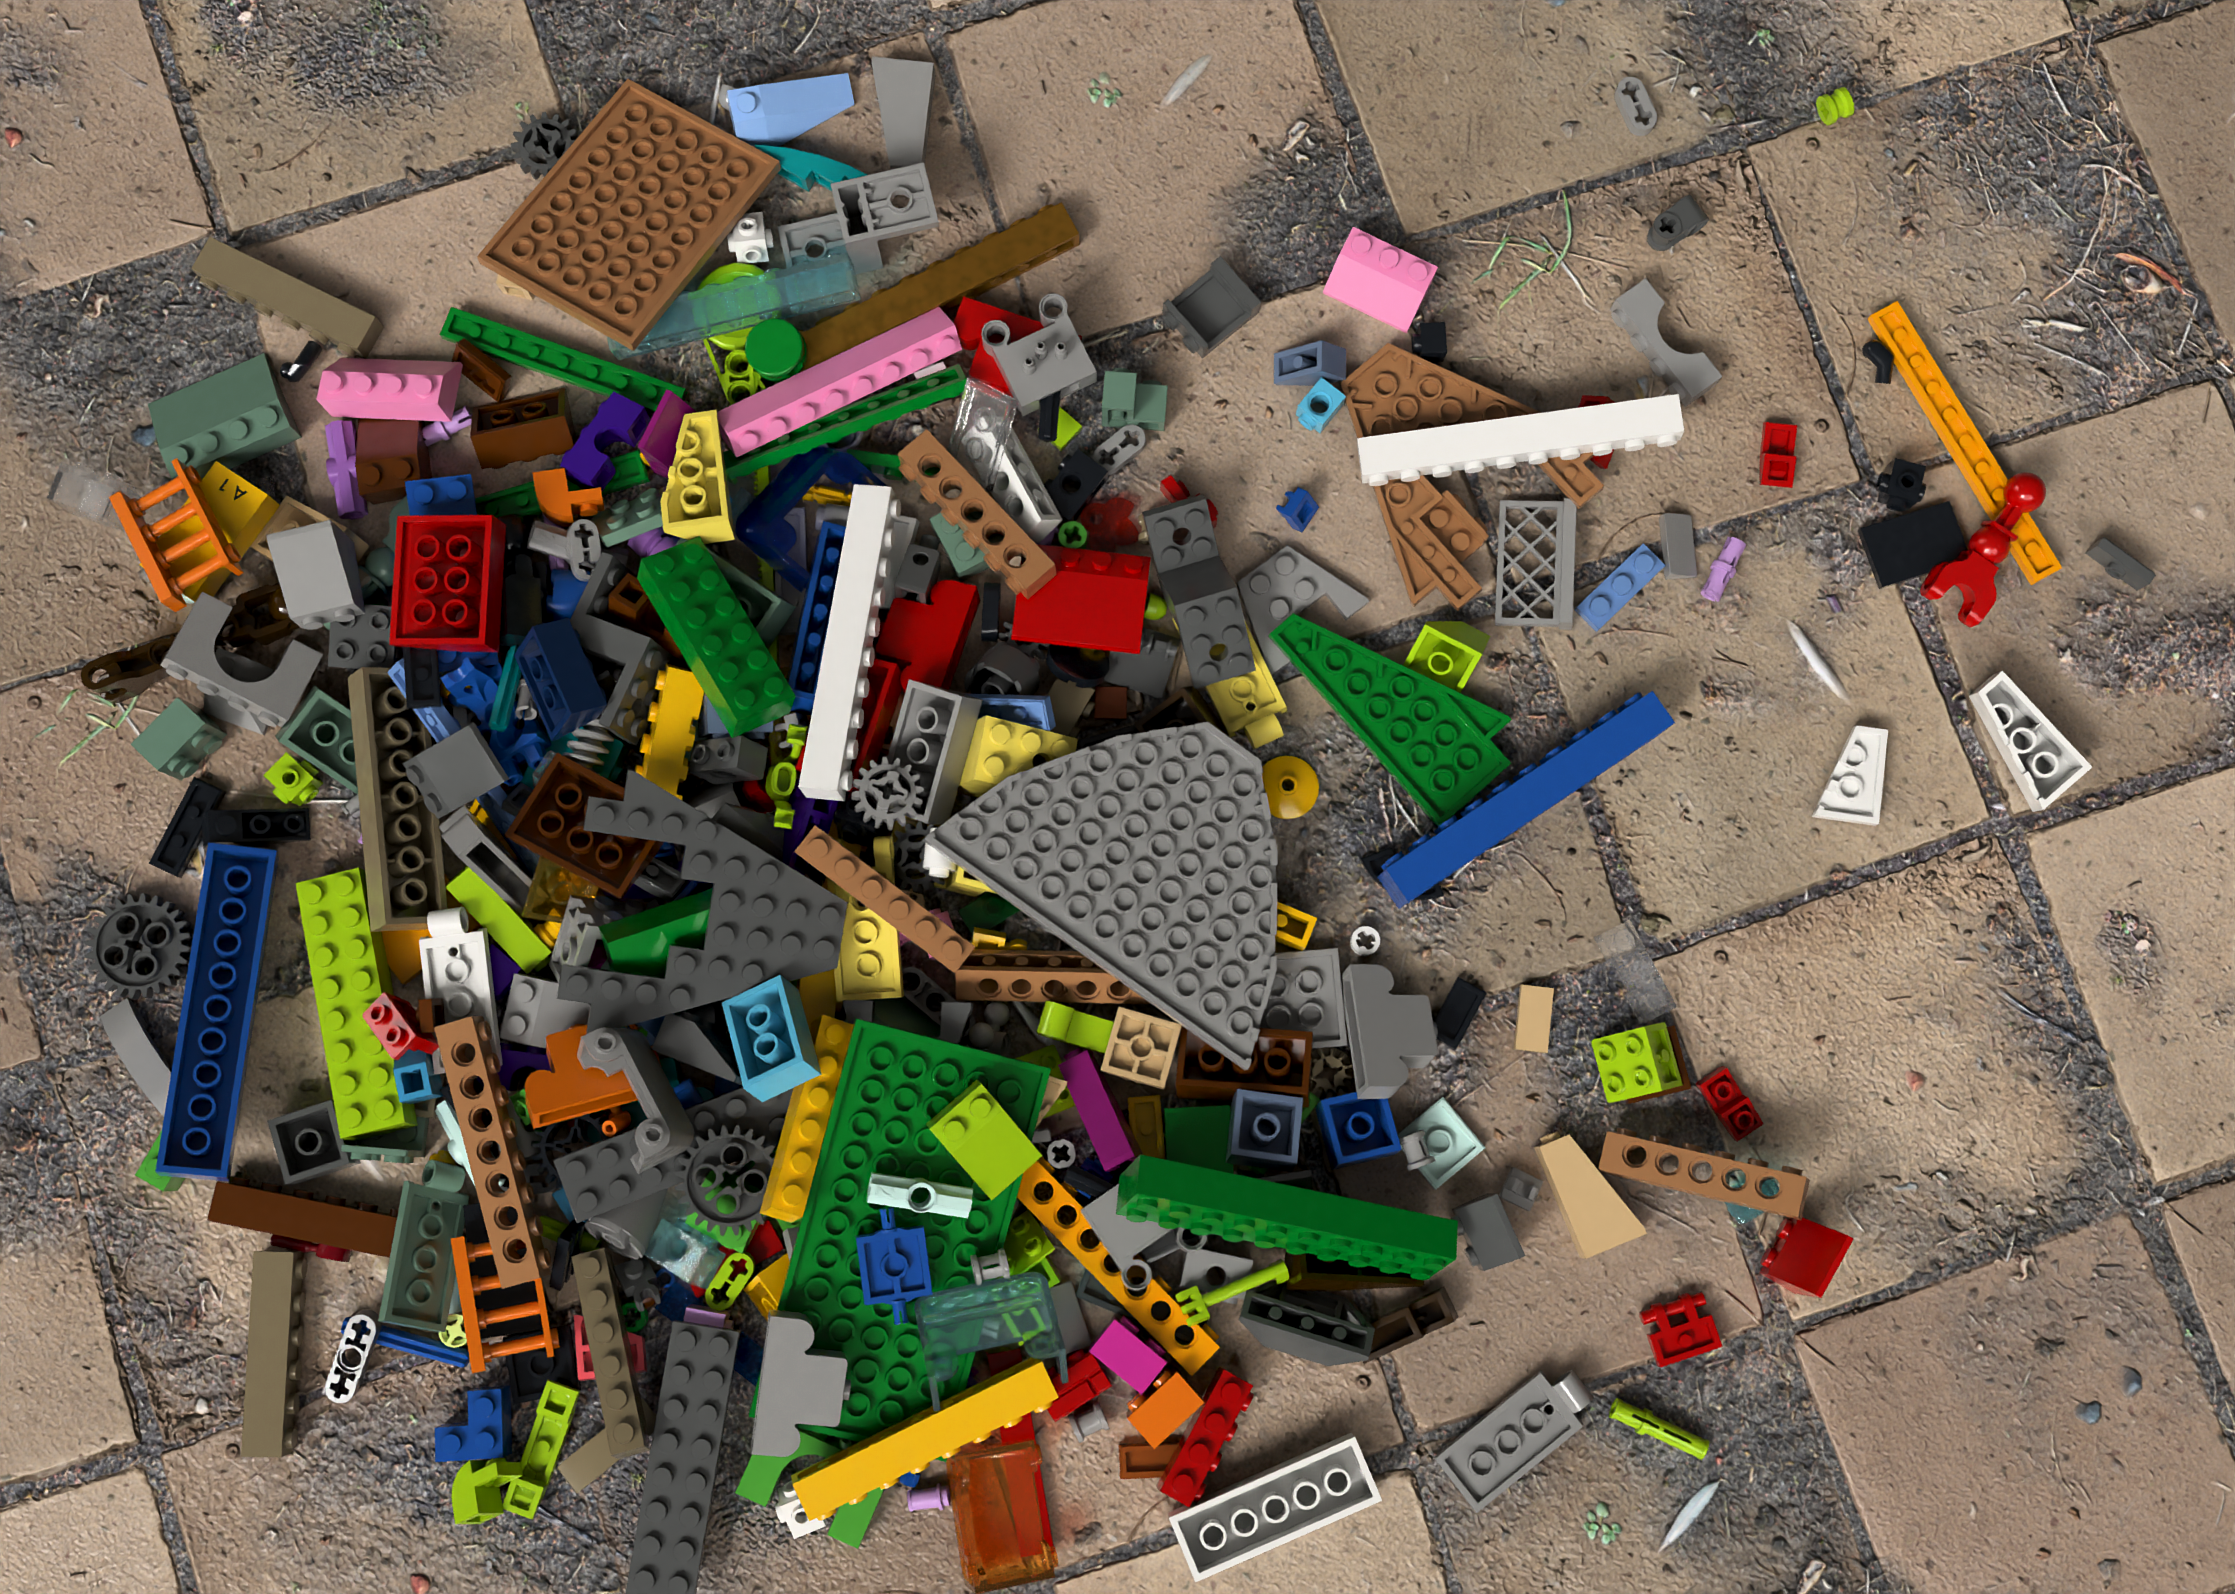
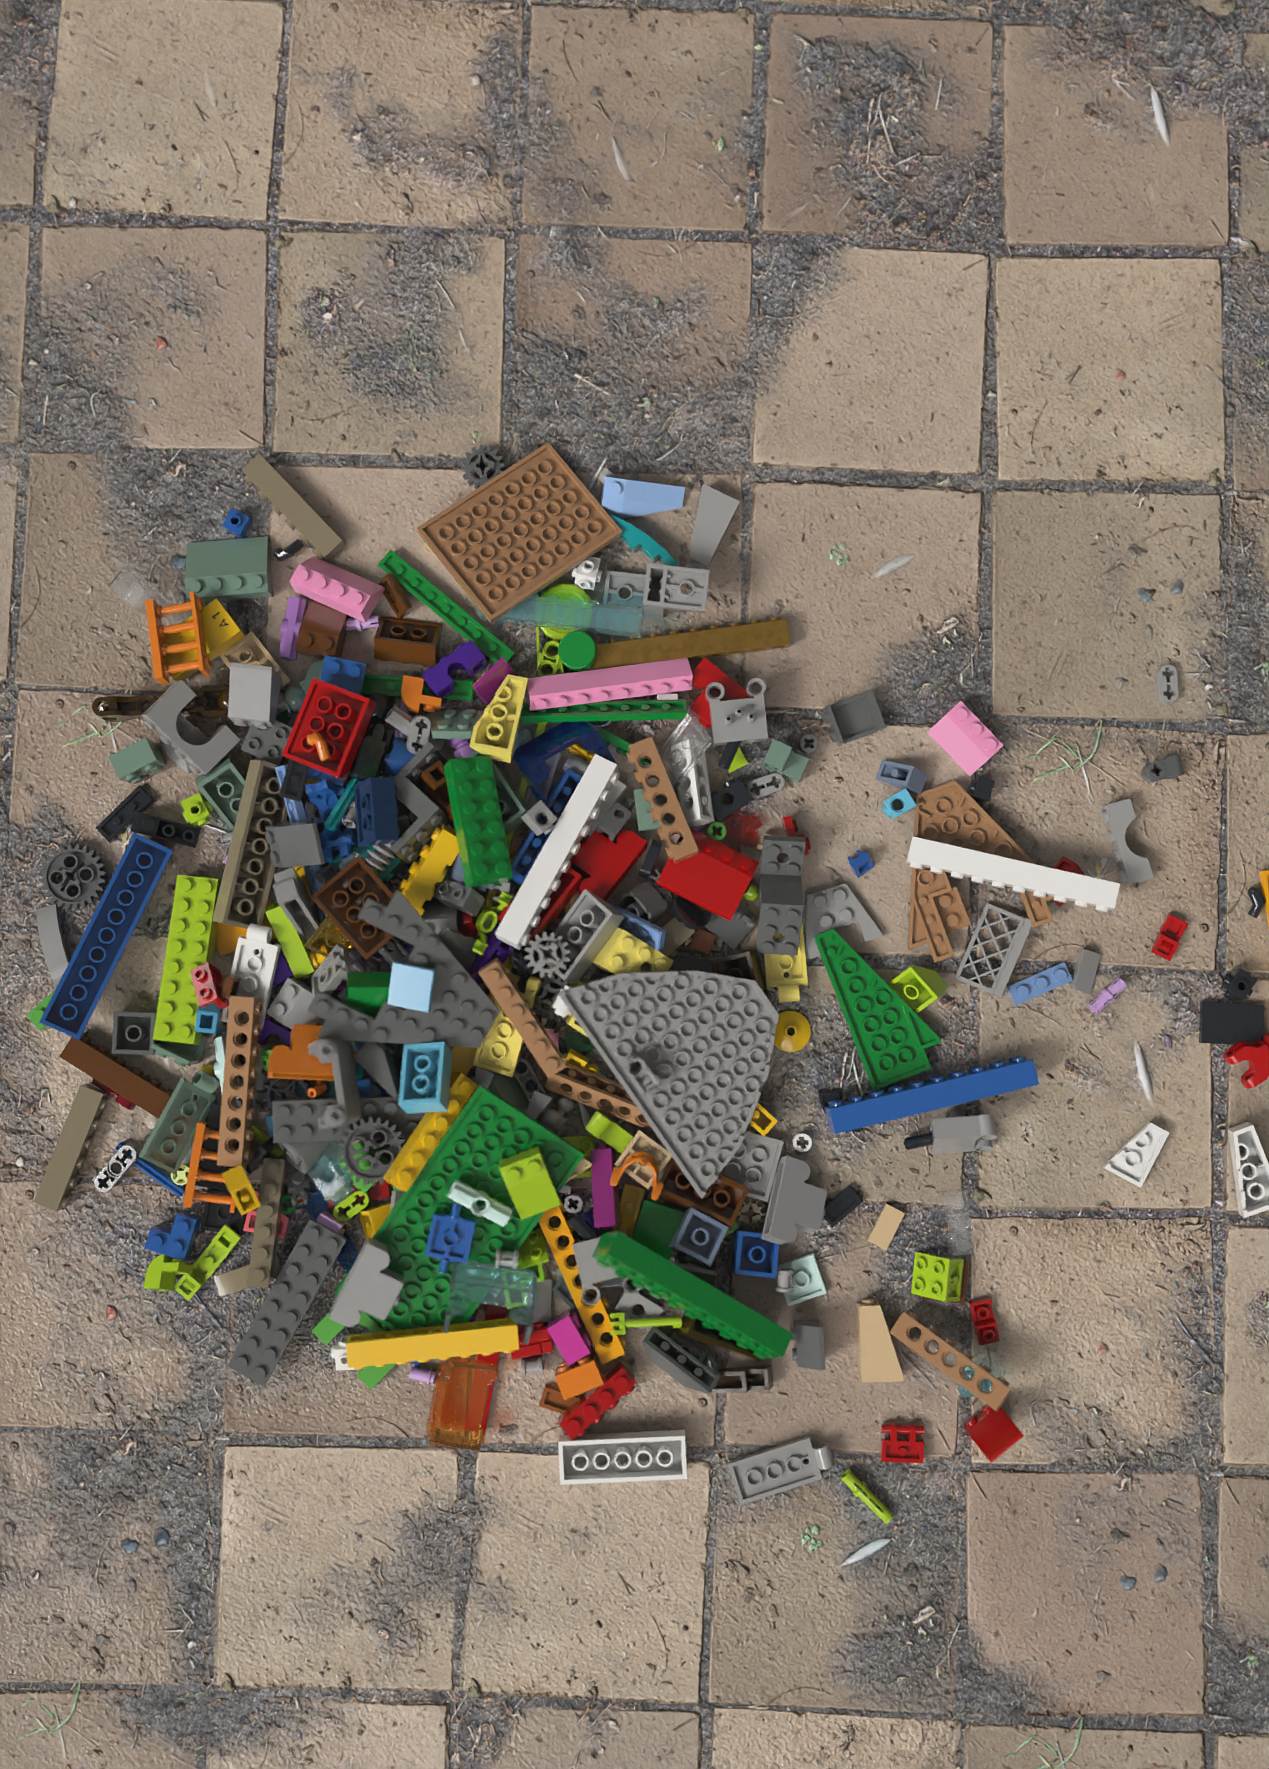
camera: 25 degrees right, 5 degrees up
(220, 353) = (239, 529): none -> blue plate
(444, 607) = (321, 745): none -> orange arm
(552, 1312) = (241, 1189): none -> yellow brick
(701, 907) = (411, 986): none -> tile
(800, 589) = (530, 818): none -> light grey brick
(1095, 918) = (643, 1077): none -> light grey piece
(1142, 1043) = (645, 1159): none -> orange helmet
(1153, 361) = (807, 738): none -> dark grey bush
(1520, 1189) = (839, 1325): light grey tile -> none
(1585, 840) = (956, 1134): none -> light grey piece

